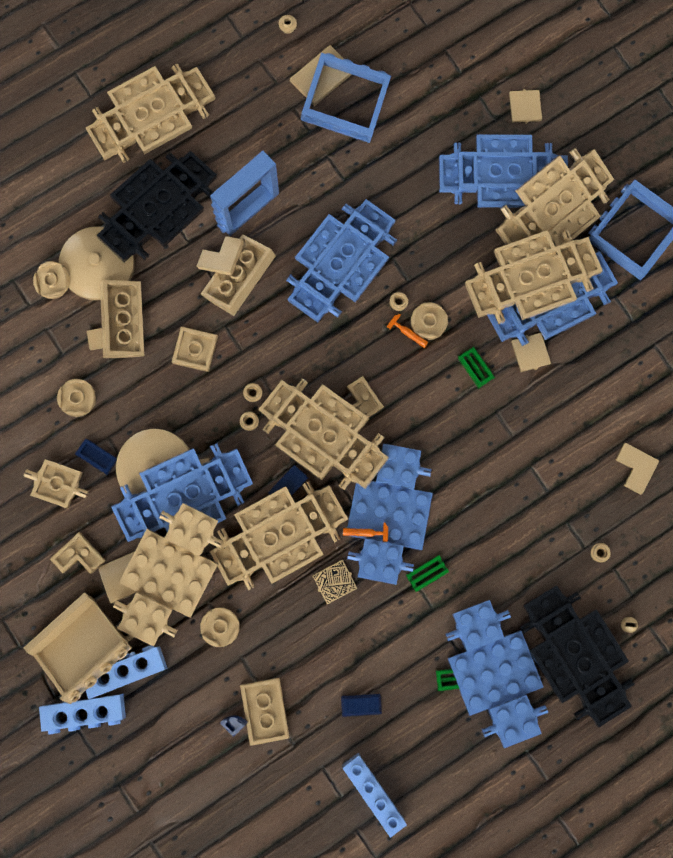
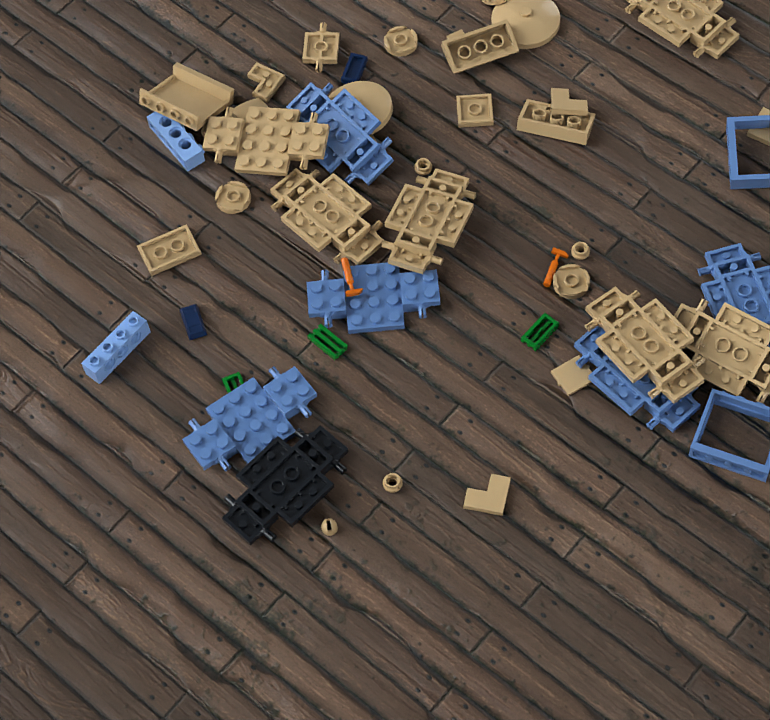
camera: 85 degrees right, 20 degrees down
(50, 713) = (135, 120): light blue brick -> none
(155, 204) = (595, 40): black piece -> none
(233, 724) = (151, 229): dark blue tile -> none
(252, 386) = (450, 158): tan plate -> none
(258, 169) = (635, 74): medium blue window -> none
(292, 480) = (376, 213): dark blue tile -> none
(334, 582) = (298, 272): tan piece -> none
(341, 259) = (602, 192): medium blue piece -> none
(365, 397) = (473, 252): tan tile -> none

